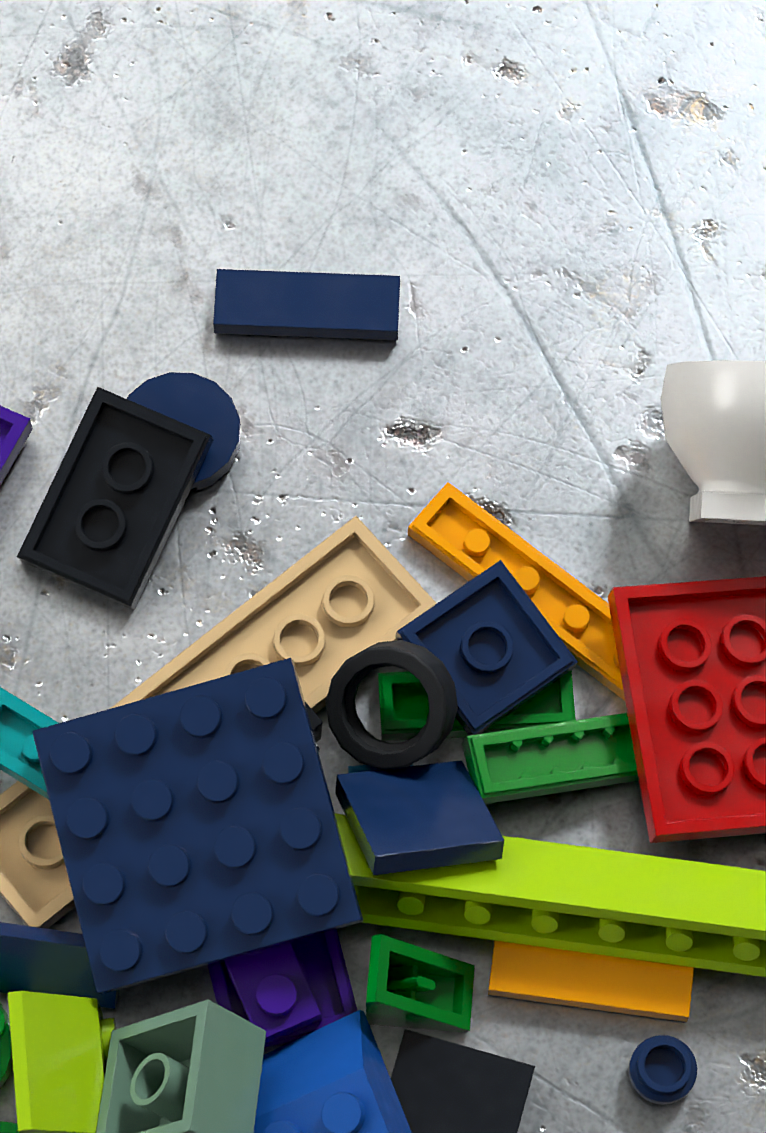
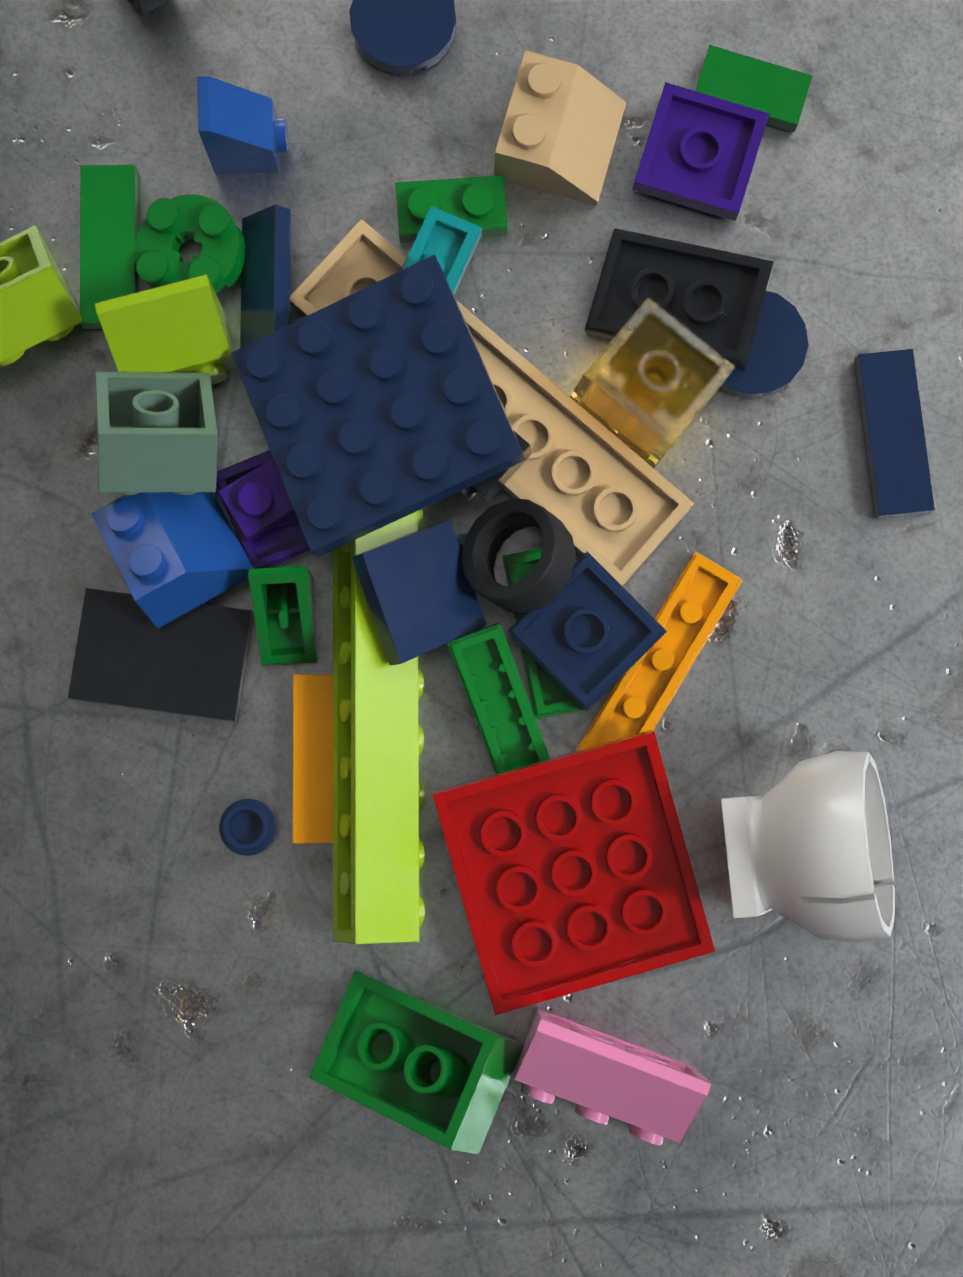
camera: 80 degrees right, 15 degrees up
(213, 536) = (651, 382): none -> clear yellow slope

